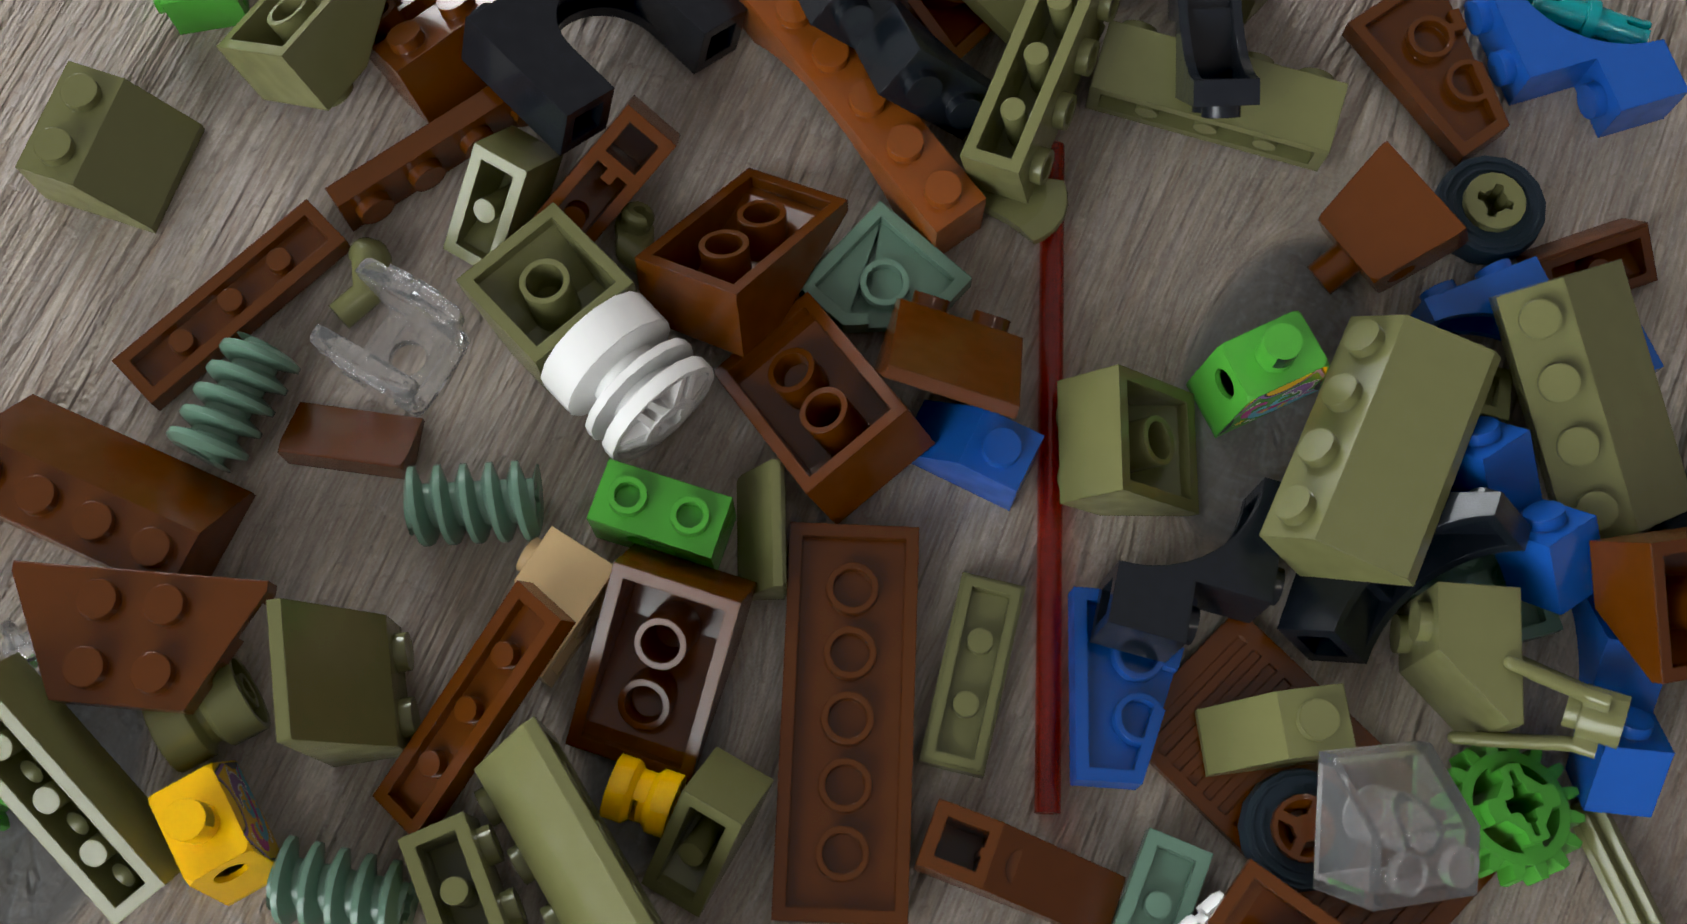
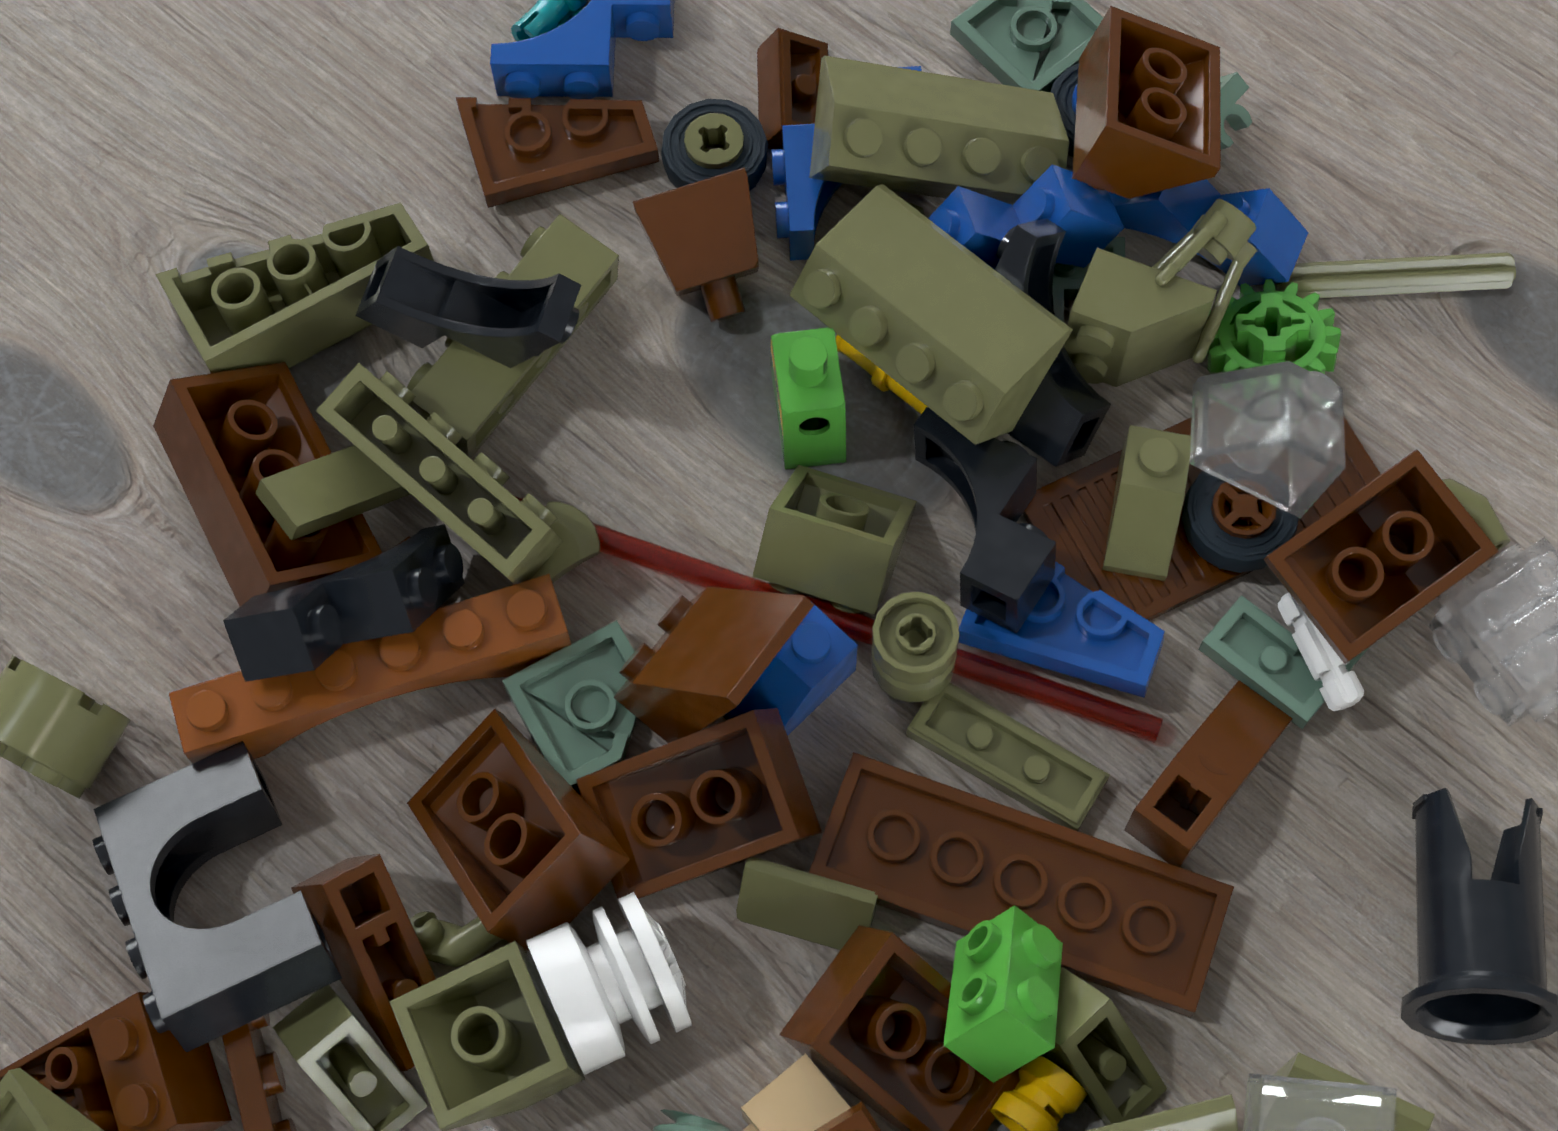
camera: 70 degrees left, 5 degrees down
(661, 514) = (761, 996): bright green brick -> none
(720, 726) = (1004, 994): none -> bright green brick
(1034, 544) = (918, 661): none -> olive wheel

